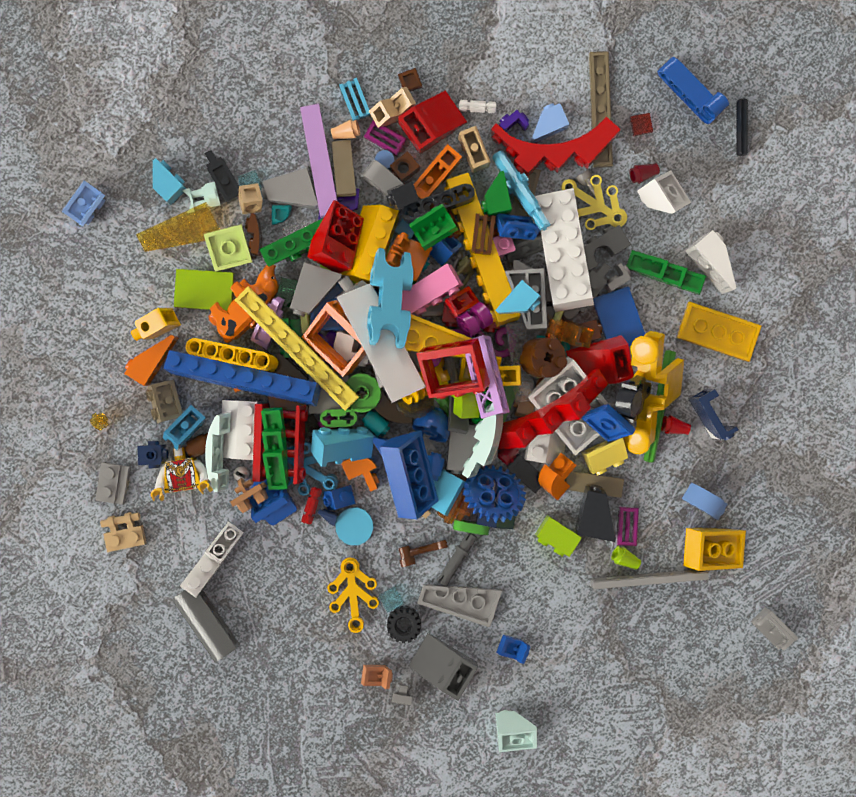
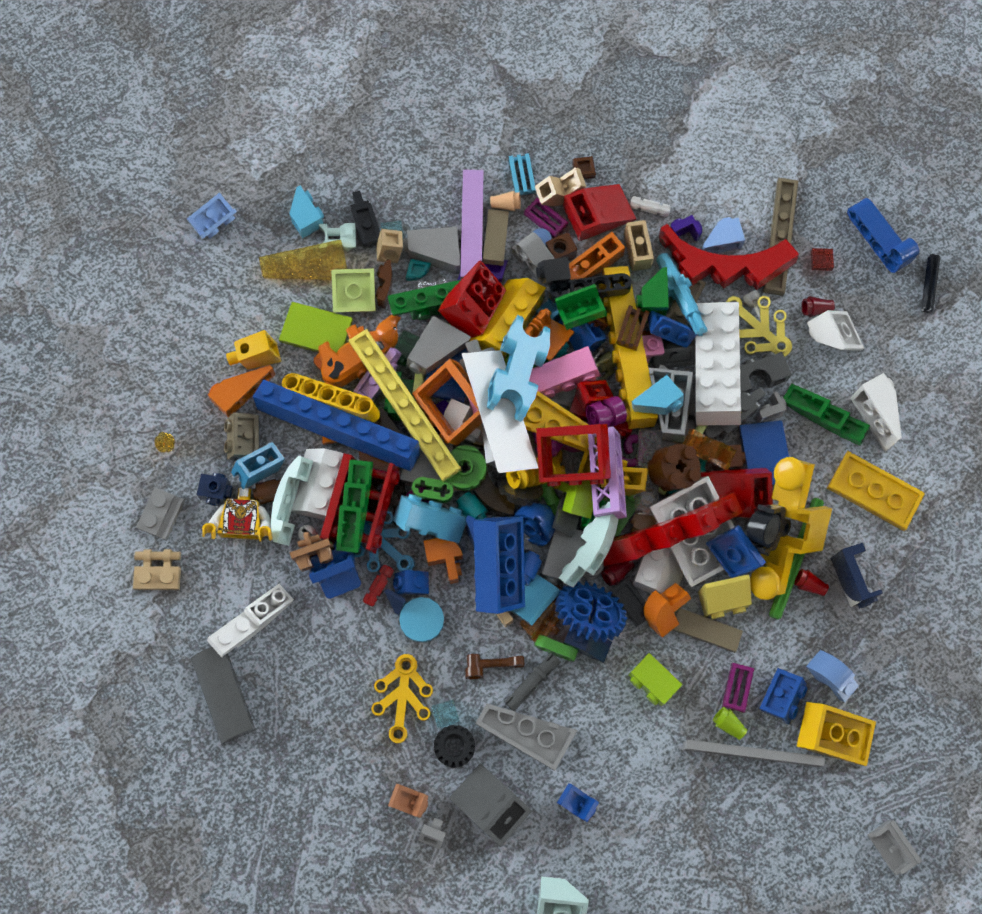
camera: 10 degrees right, 15 degrees down
(594, 515) = (703, 663): black slope -> none
(666, 526) = (784, 695): none -> blue bracket

